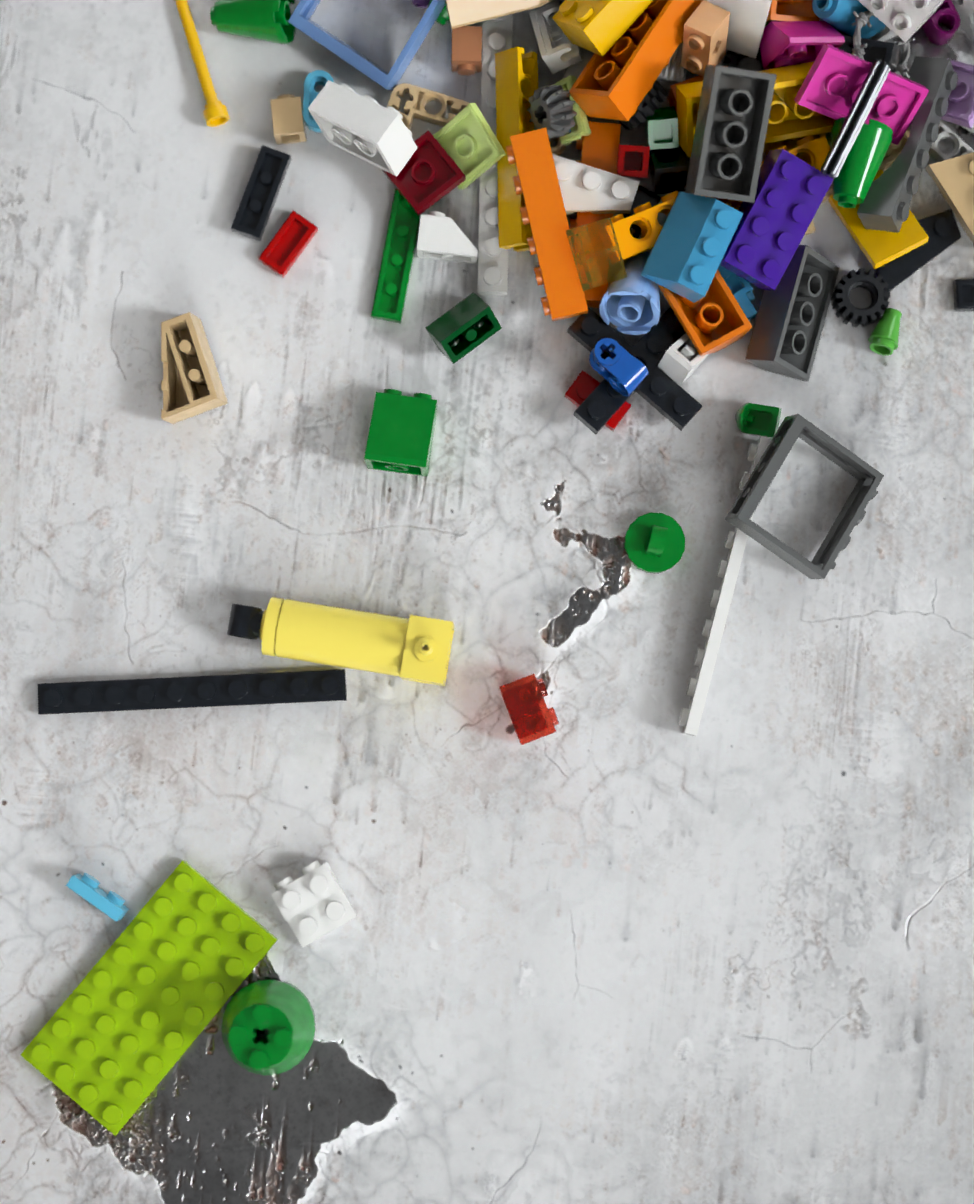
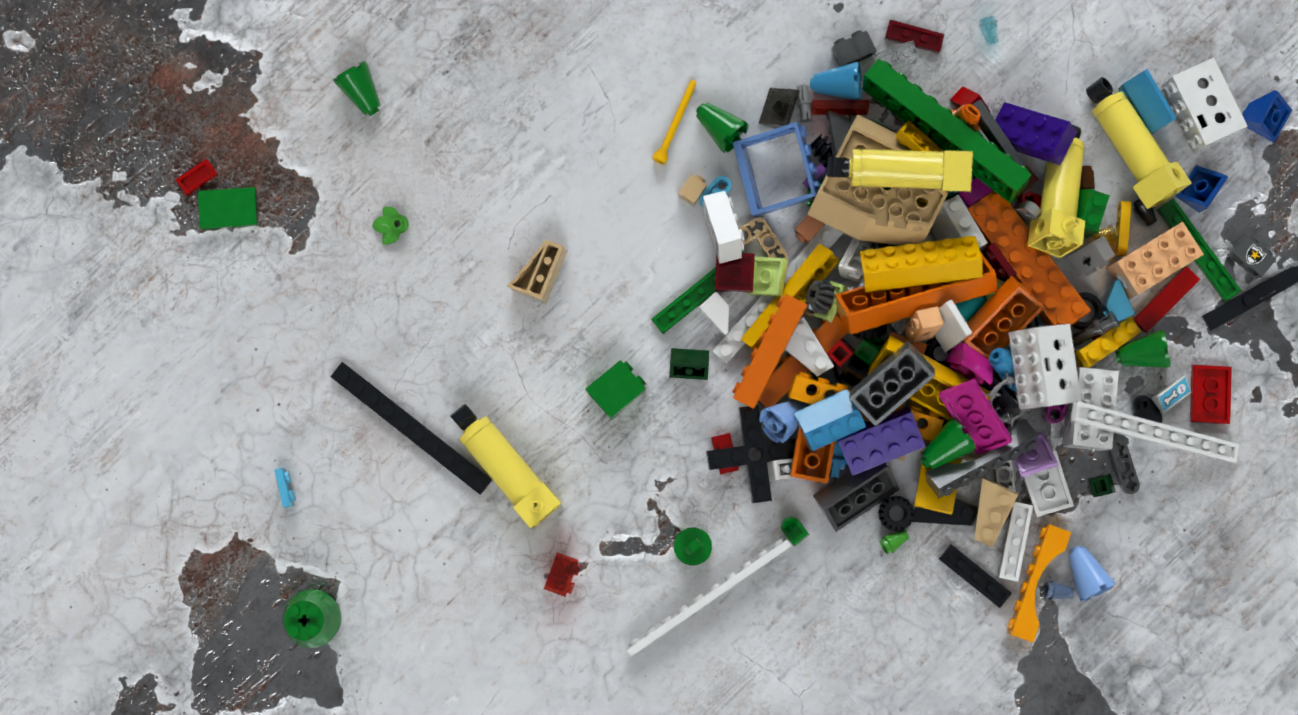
camera: 45 degrees right, 0 degrees up
(149, 997) = (268, 555): lime plate -> none
(261, 193) = (649, 214): black plate -> none
(288, 244) = (641, 249): red tile -> none
(313, 903) = (382, 578): white plate -> none
(596, 253) = (780, 384): clear yellow panel -> none
(620, 368) = (745, 451): blue piece -> none
(763, 475) = (797, 615): dark grey window -> none
(855, 118) = (959, 427): black axle -> none

